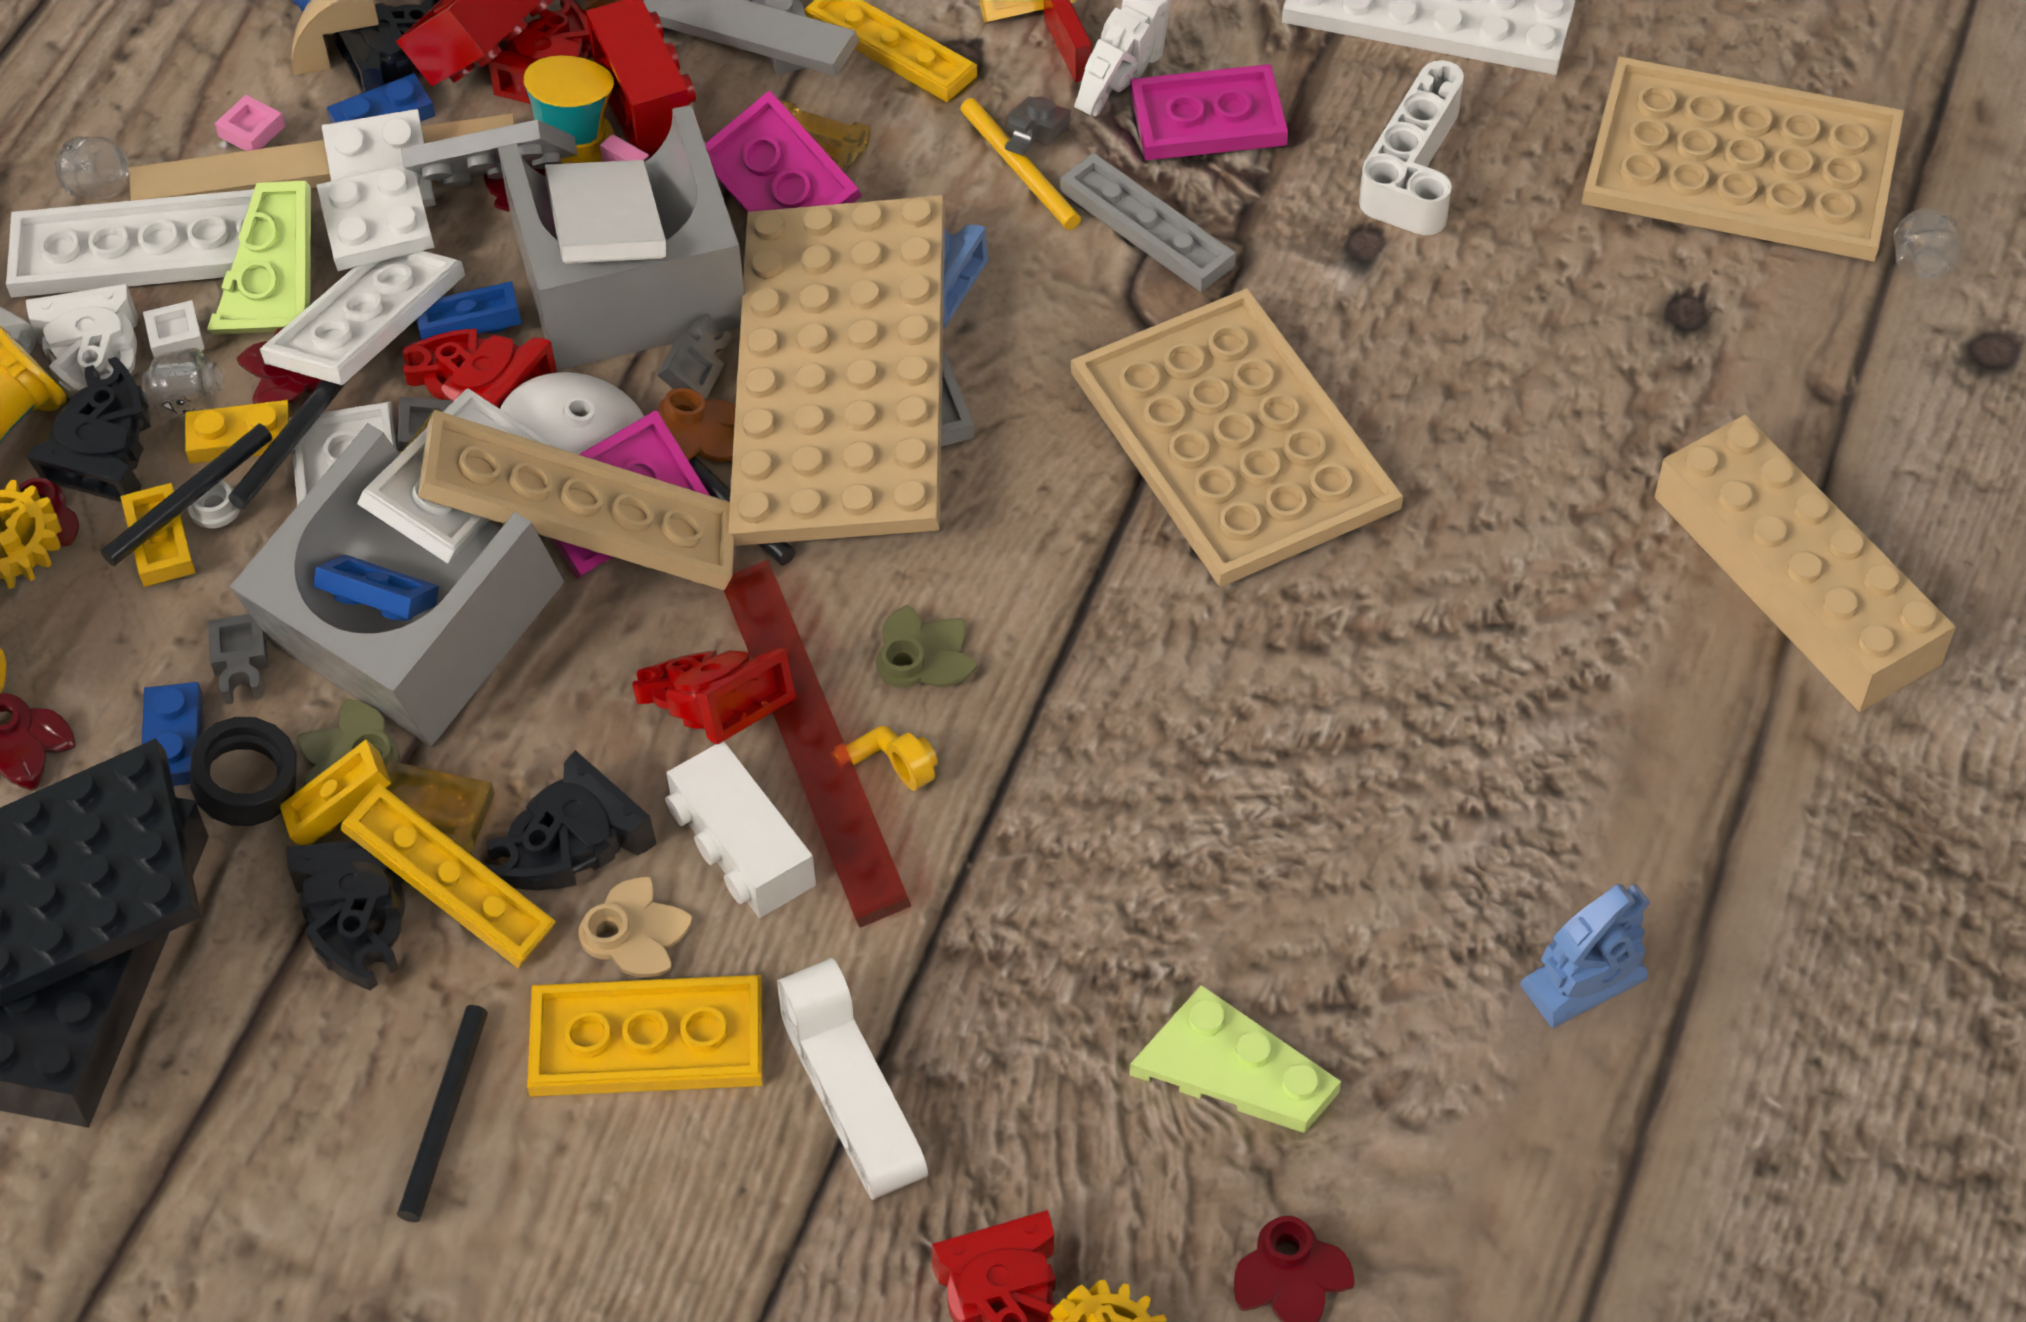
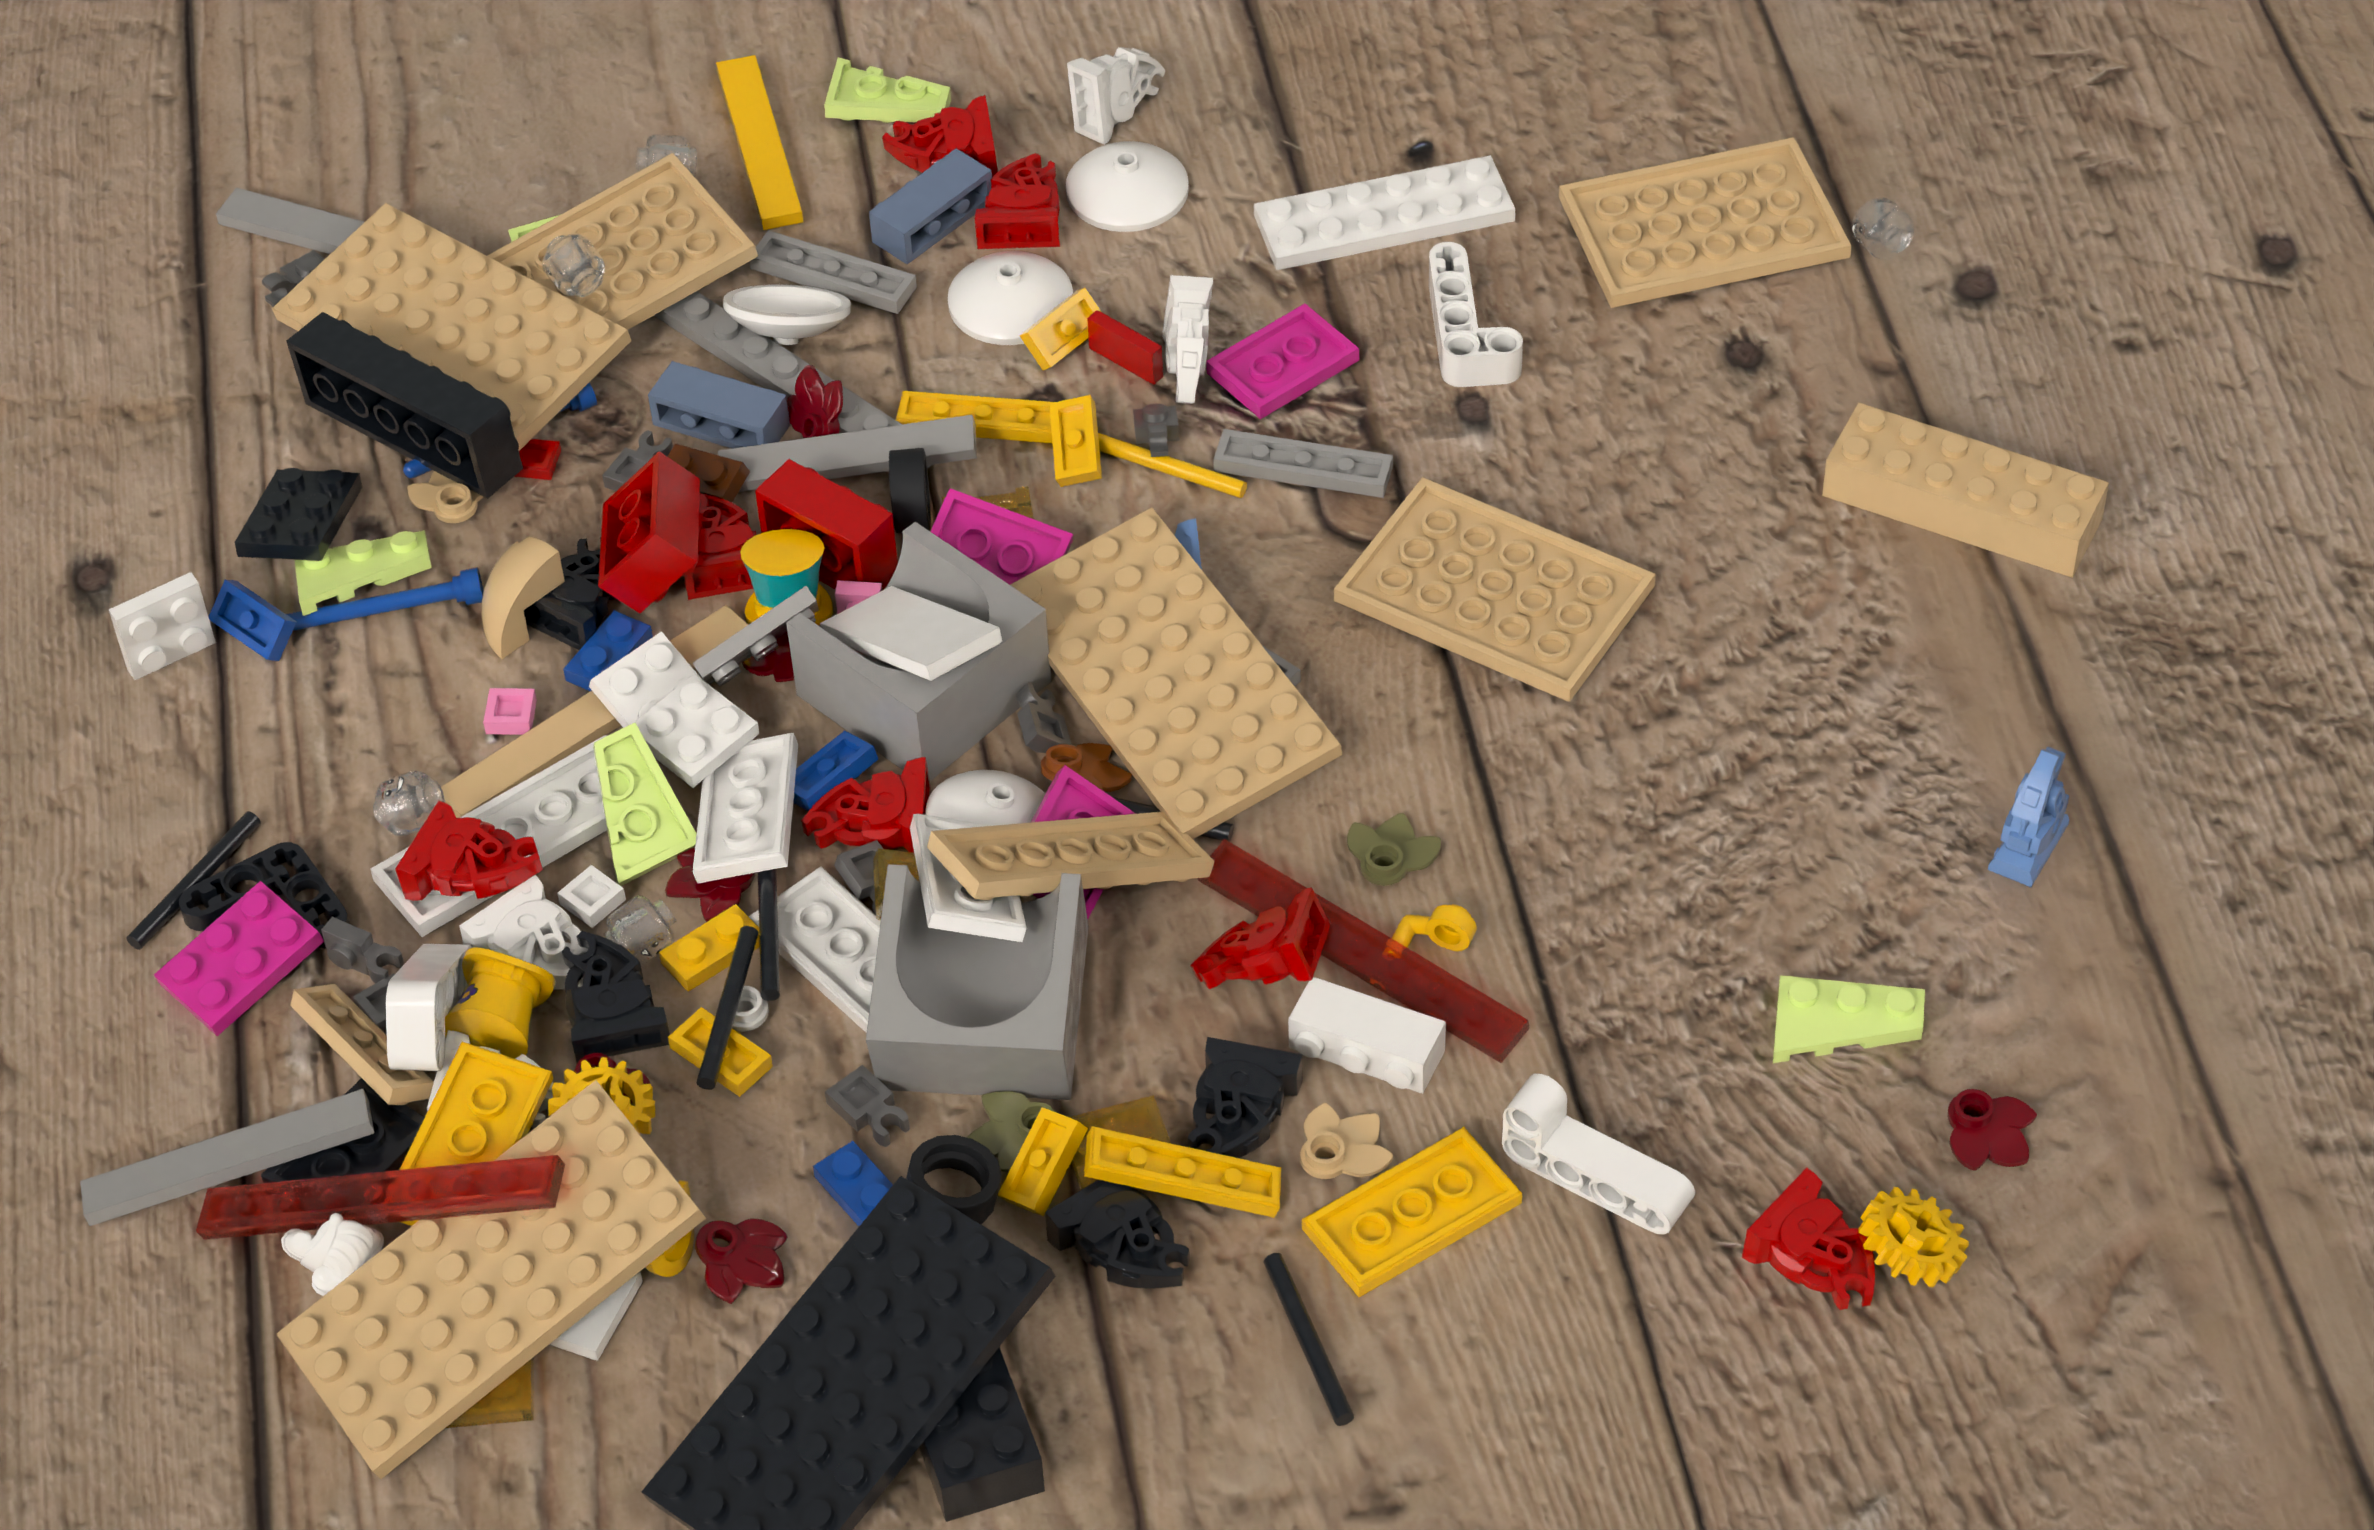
camera: 30 degrees left, 5 degrees down
(76, 237) = (464, 857): none -> red piece
(366, 583) = (994, 985): blue plate -> none
(746, 71) = (909, 488): none -> black tyre
(945, 101) = (1075, 441): none -> yellow plate

